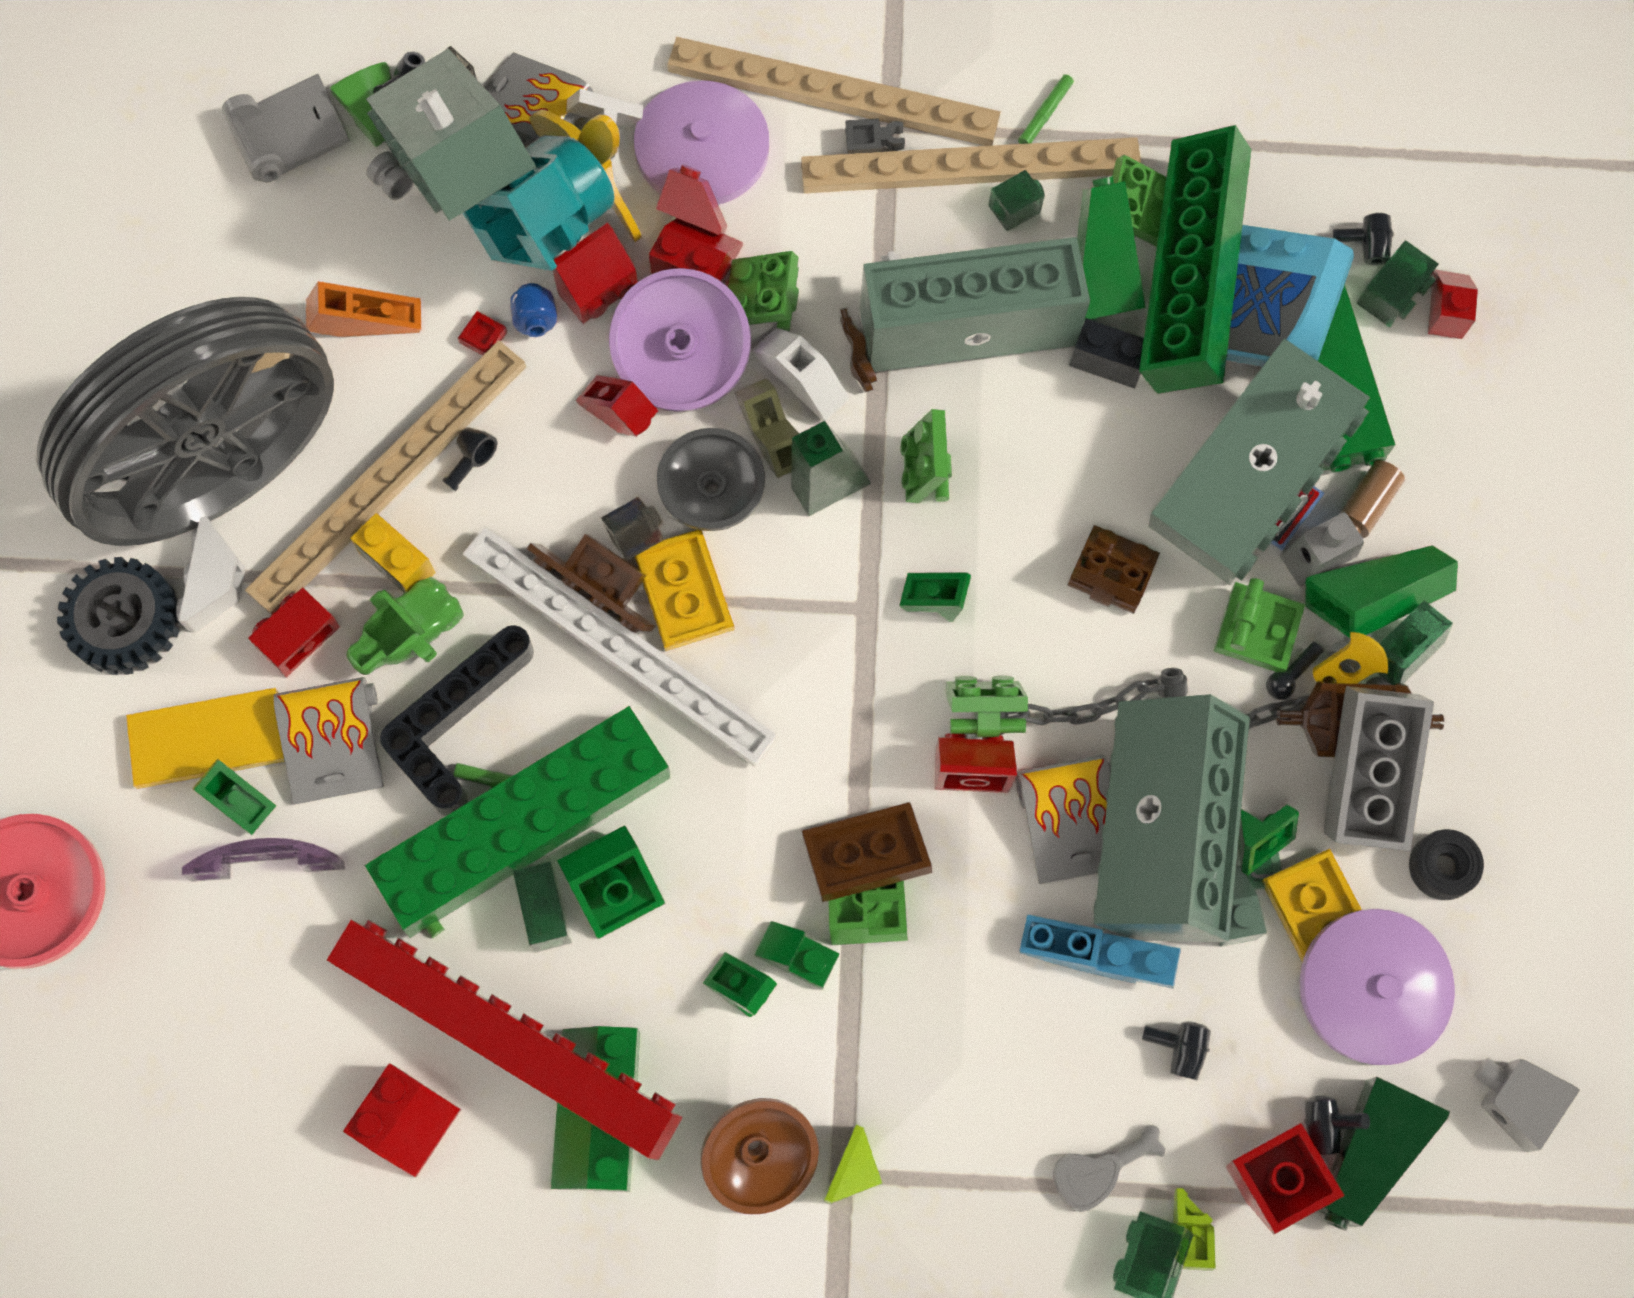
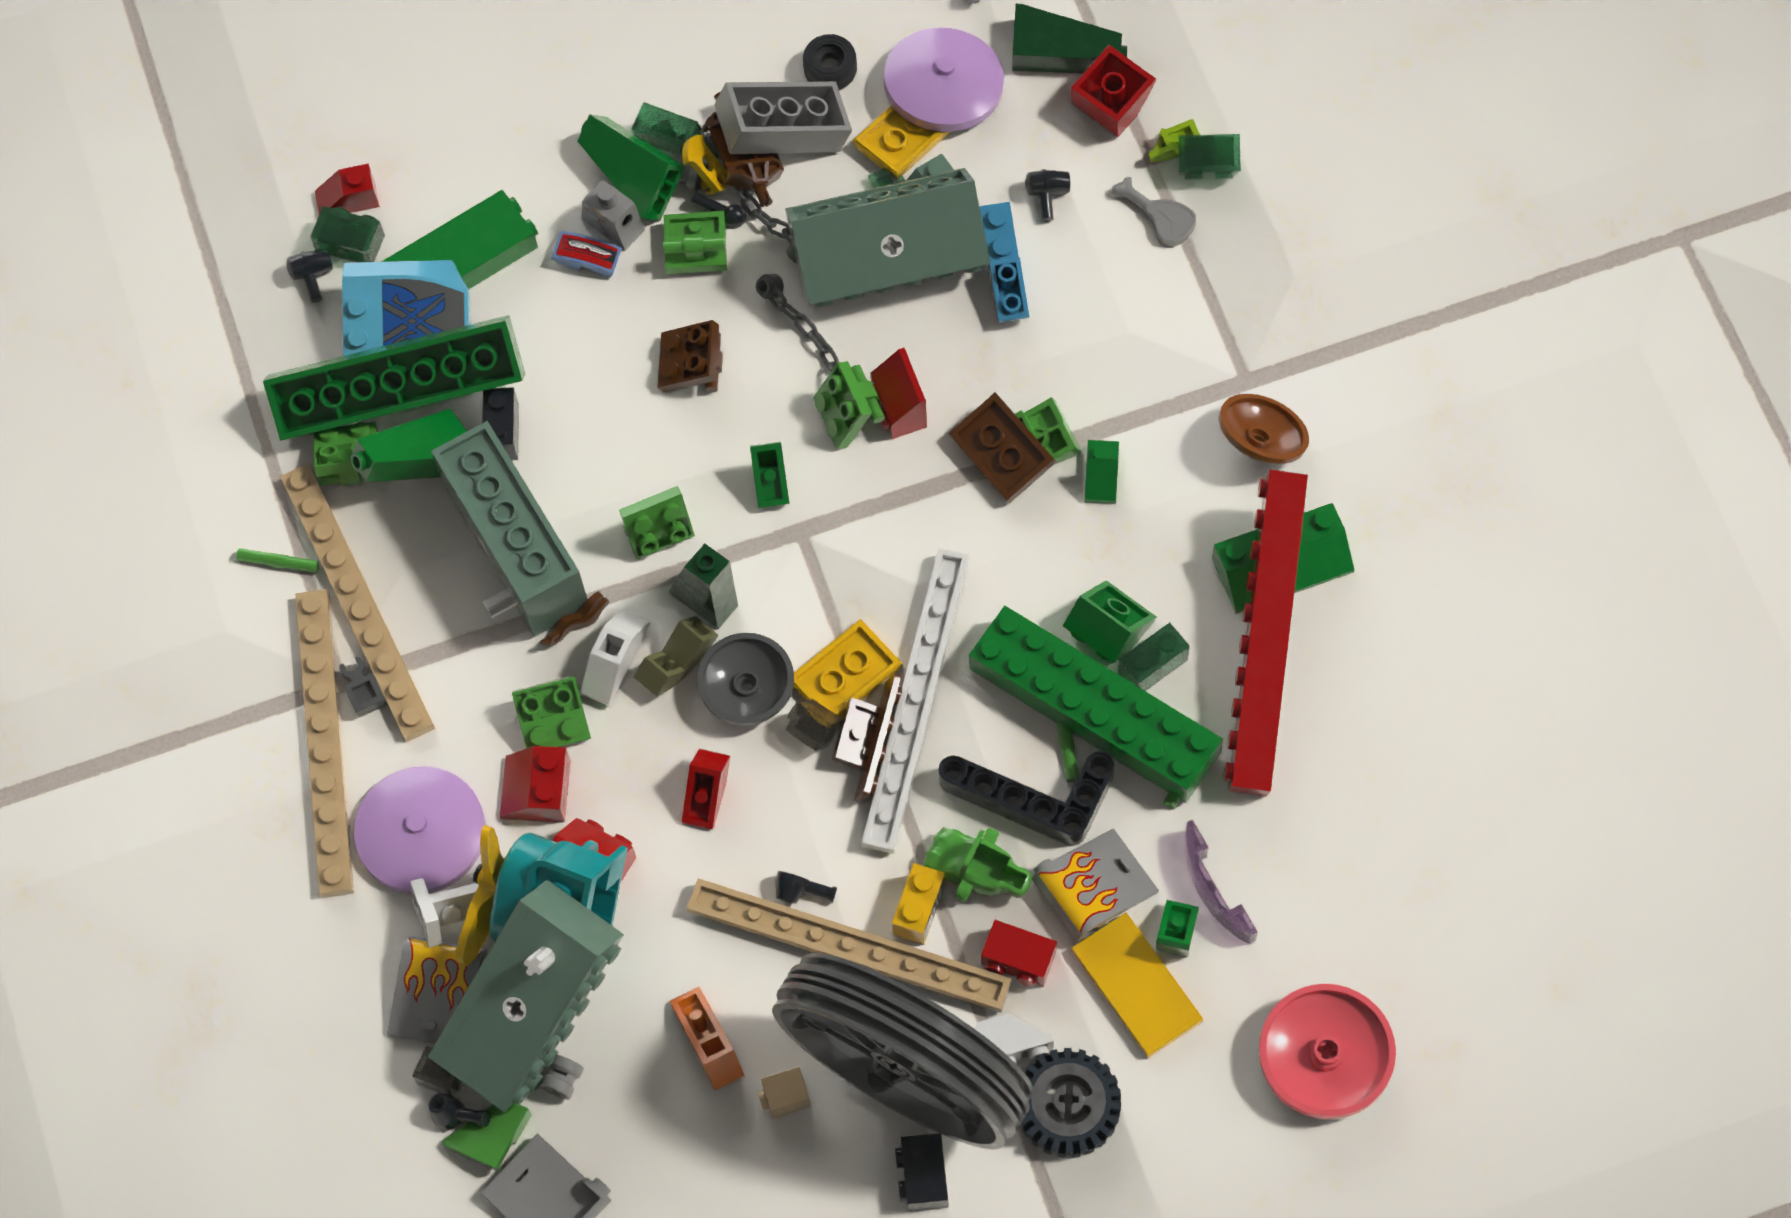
camera: 105 degrees left, 5 degrees down
(402, 1120) = (1358, 693): red slope -> none
(482, 333) = (682, 932): red tile -> none
(533, 308) = (645, 894): blue head -> none
(680, 339) = (627, 756): lavender dish -> none
(691, 200) = (490, 803): red slope -> none
(740, 984) = (1144, 494): green slope -> none
(856, 1169) = (1240, 372): lime slope -> none
(1016, 200) = (381, 547): clear green brick -> none
(1065, 815) = (907, 318): light grey door -> none
(1262, 840) = (860, 179): green slope -> none
(1290, 424) = (566, 271): sand green piece -> none
(1326, 1122) = (1058, 81): black piece -> none
(1373, 496) = (551, 197): medium nougat brick -> none

